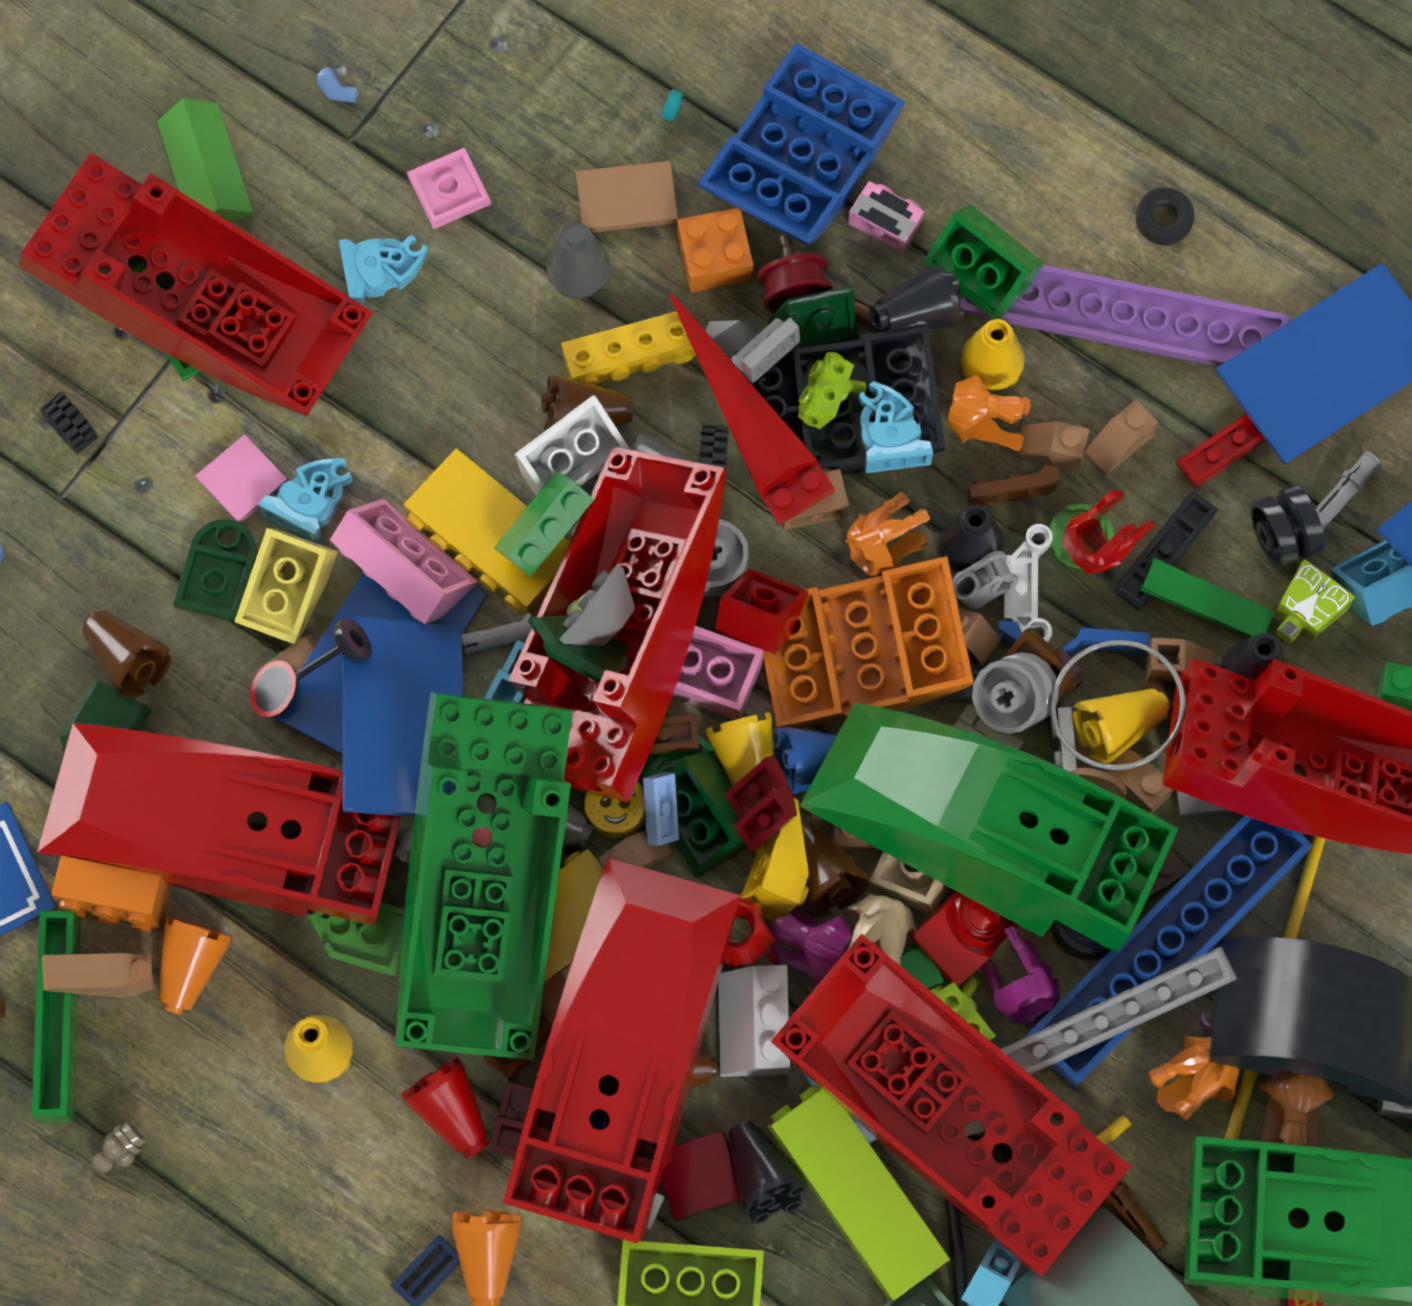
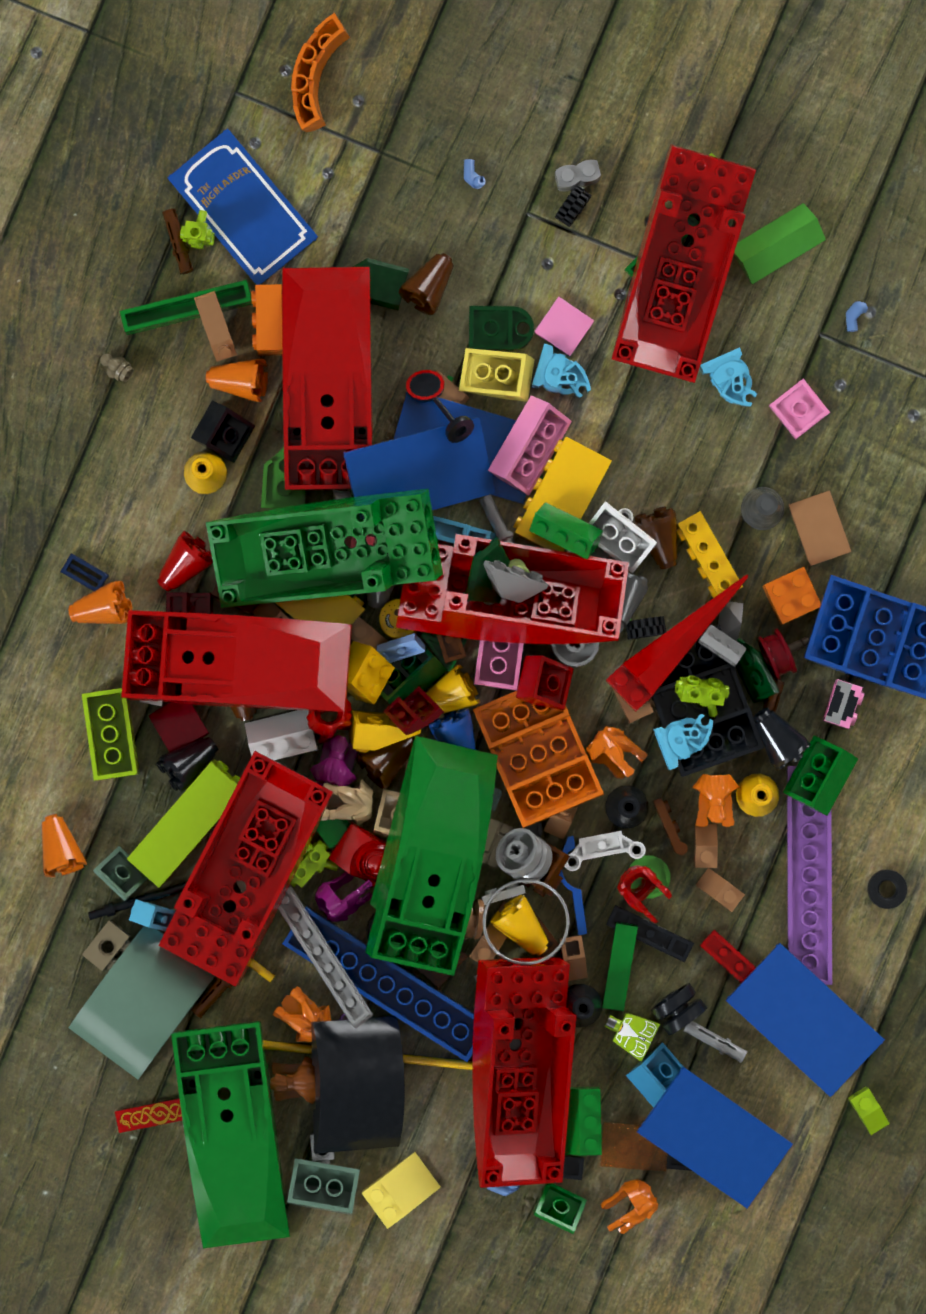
camera: 75 degrees right, 15 degrees up
(24, 414) = (584, 174): none -> light grey brick
(261, 1006) = (223, 431): none -> black slope
(672, 105) = (892, 544): teal tile -> none
(689, 857) = (367, 673): none -> yellow brick
(987, 580) = (602, 823): light grey piece -> none

